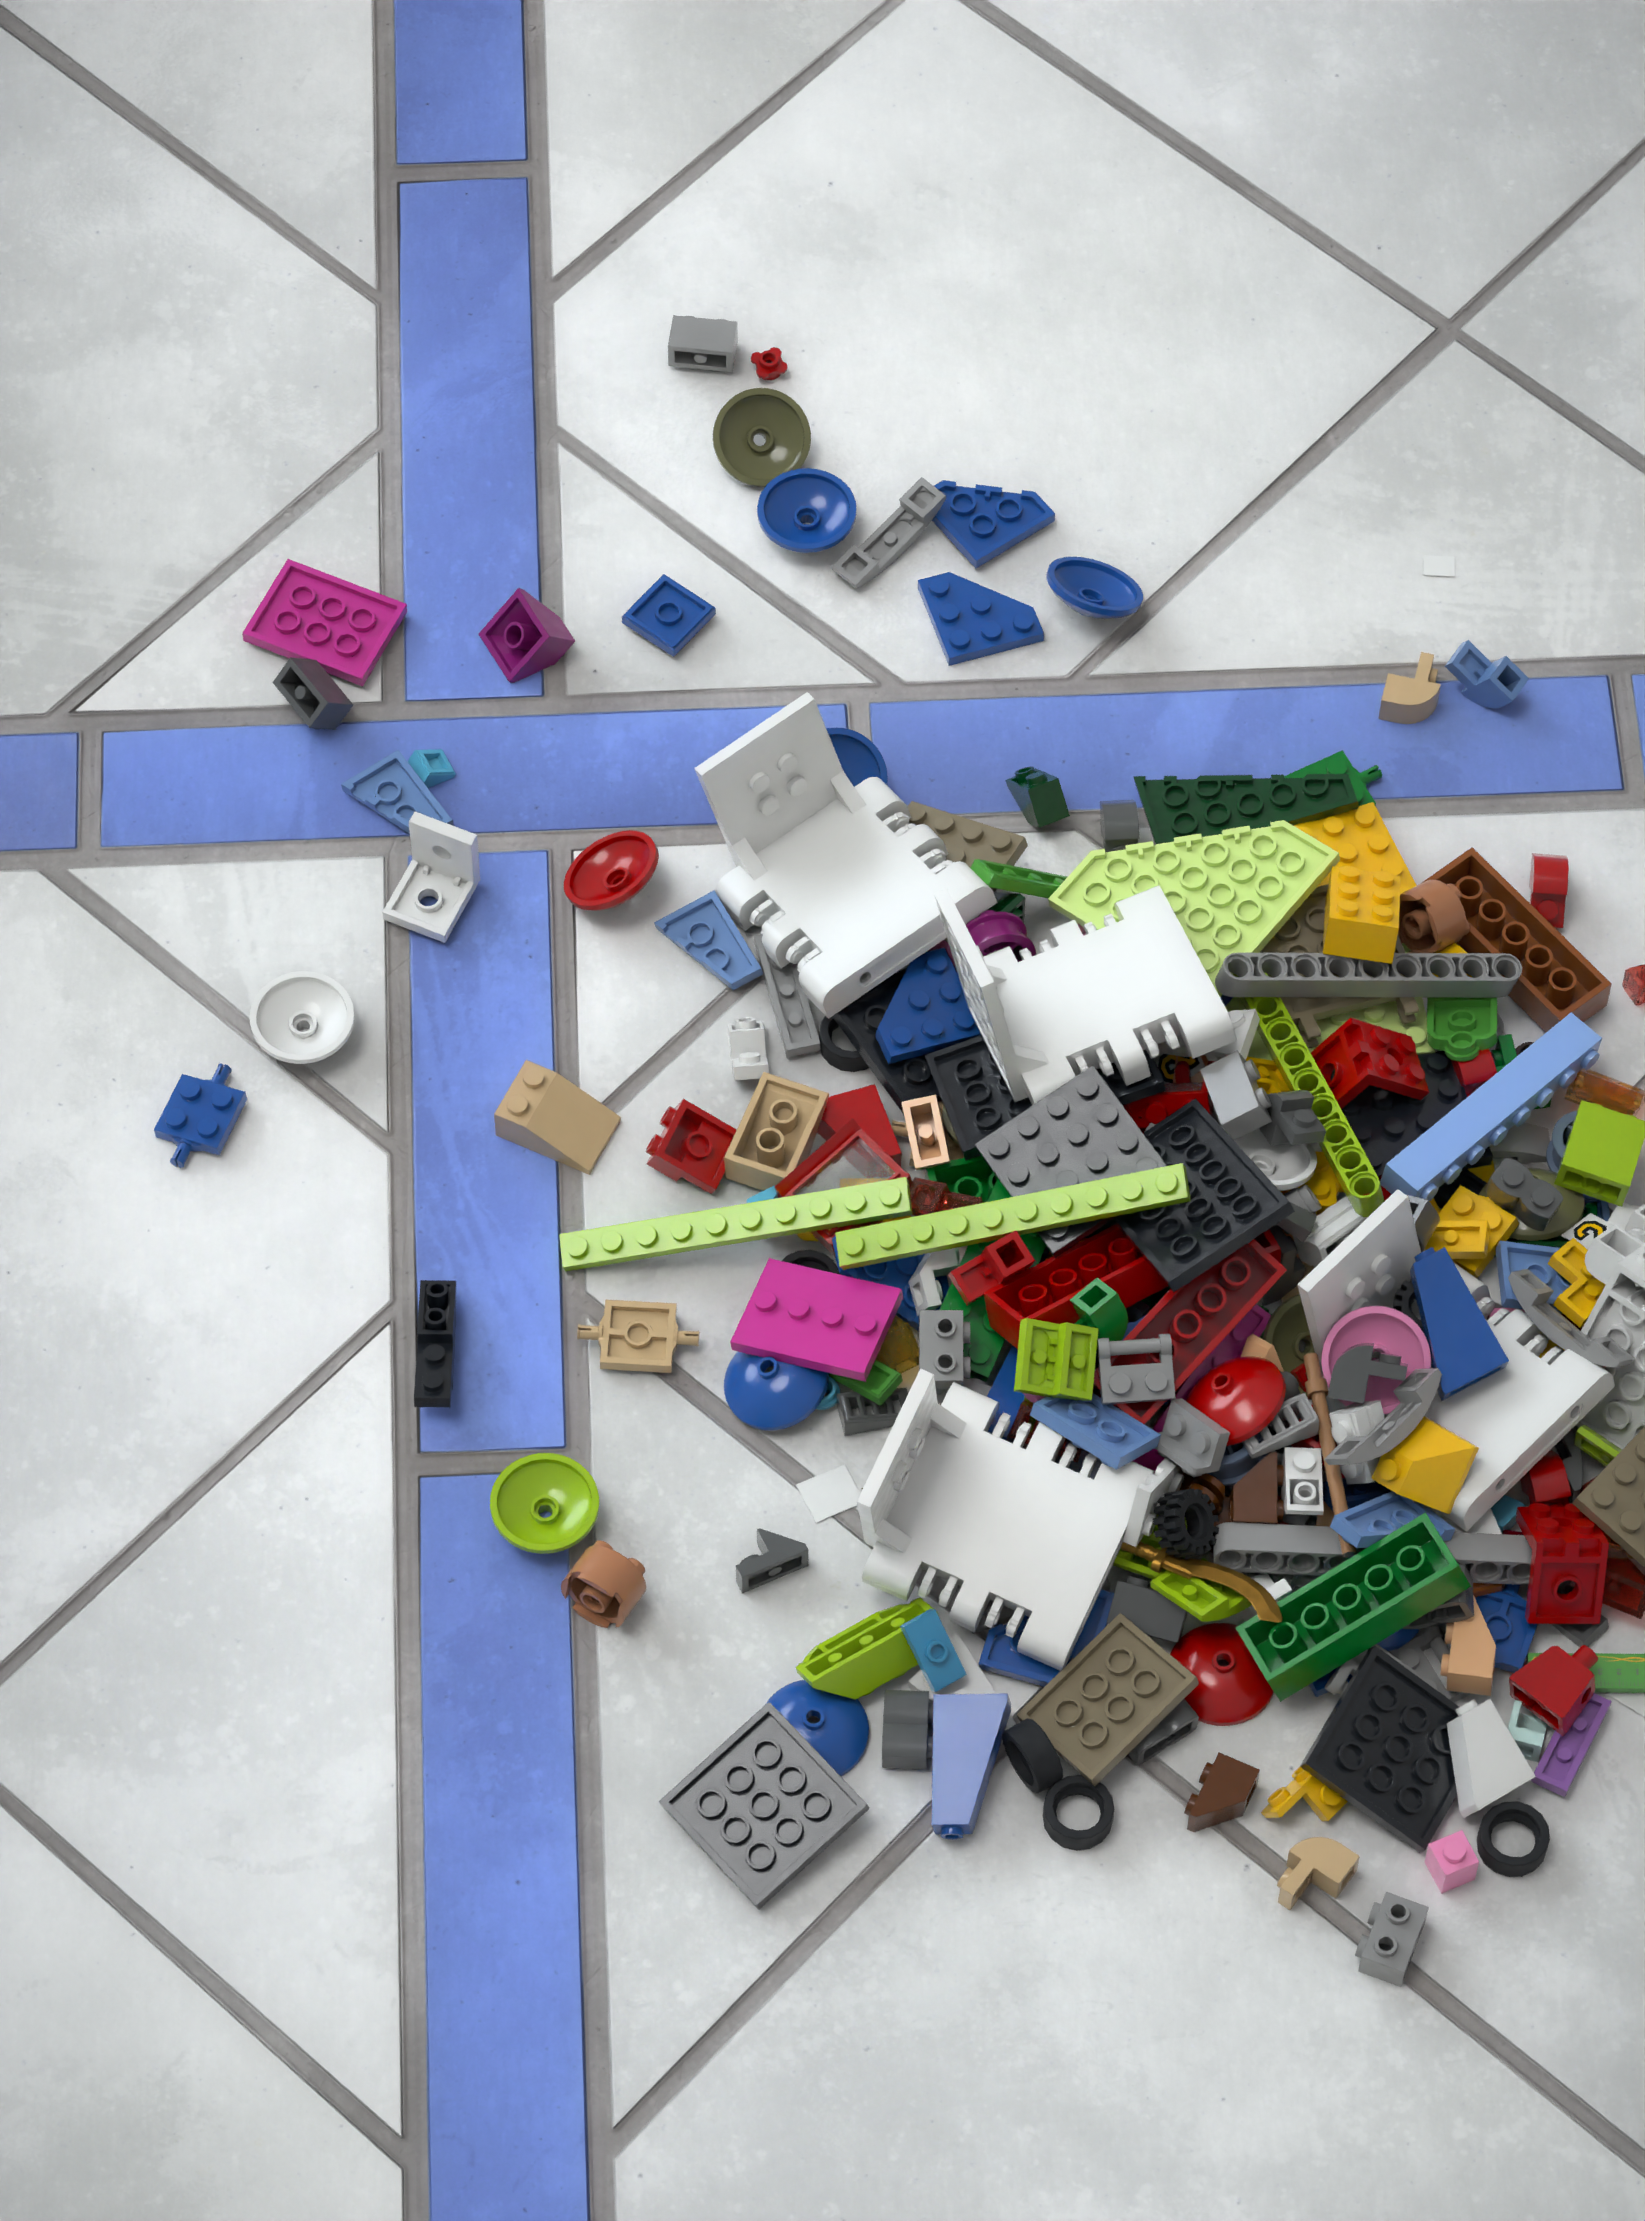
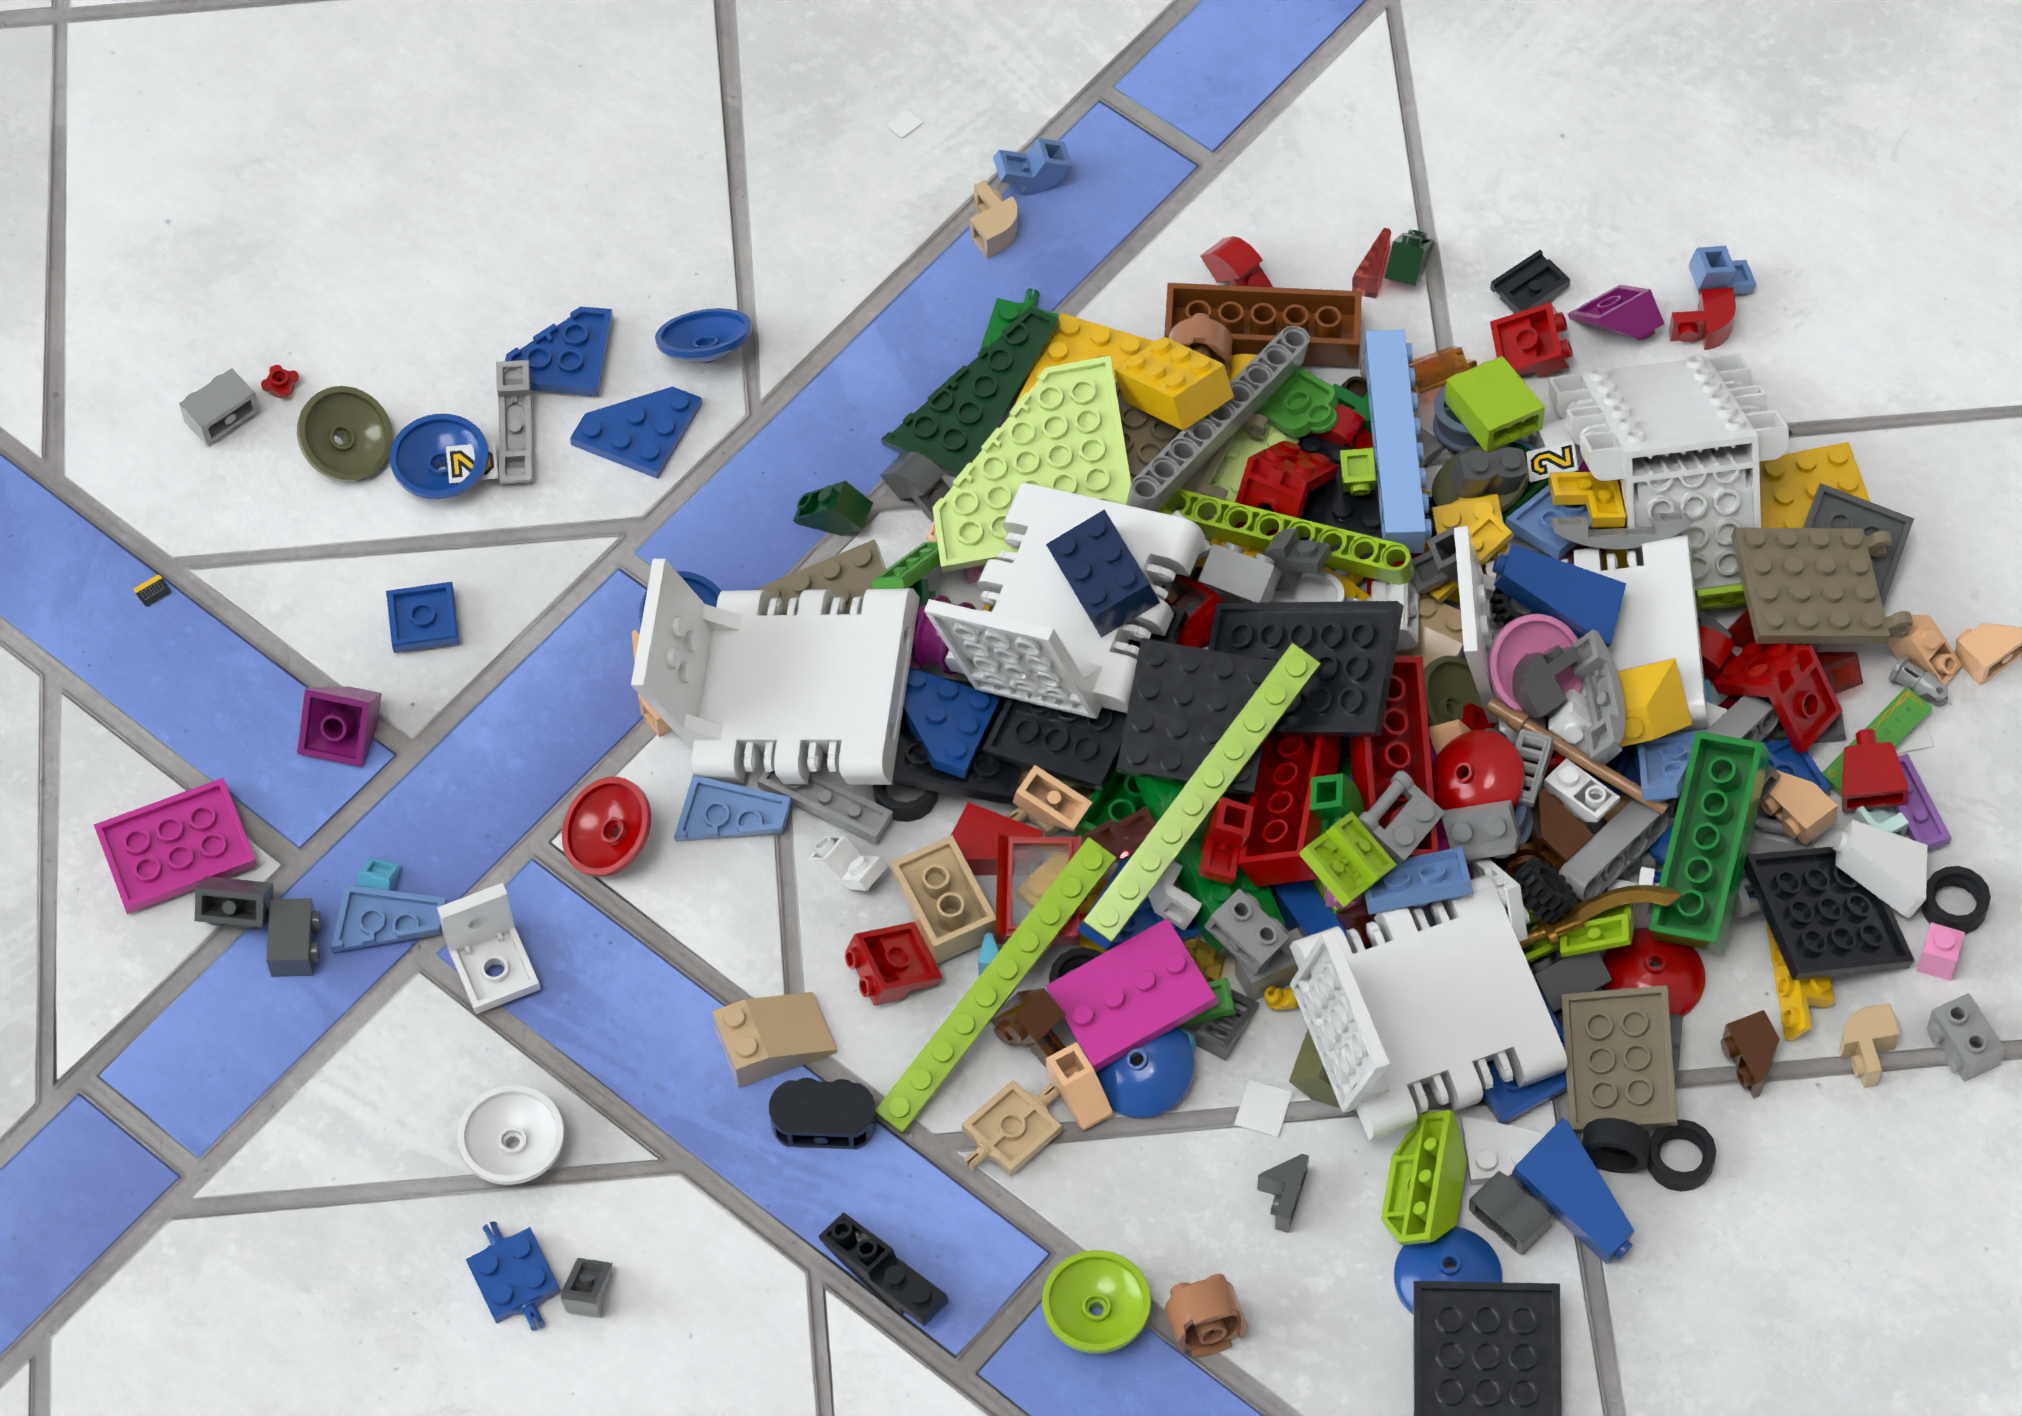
camera: 45 degrees left, 0 degrees up
(232, 1164) = (586, 1287): none -> dark grey slope
(324, 754) = (292, 937): none -> dark grey brick
(517, 435) = (152, 590): none -> black sticker
(523, 1203) = (822, 1114): none -> black brick
(712, 1351) = (1078, 1086): none -> light nougat slope
(729, 1272) = (1029, 1021): none -> reddish brown brick
(823, 527) = (461, 461): none -> sticker
(933, 1650) = (1475, 1138): dark azure plate -> none
(1119, 994) = (1103, 573): none -> dark blue brick
(1433, 1105) = (1358, 471): none -> lime bracket

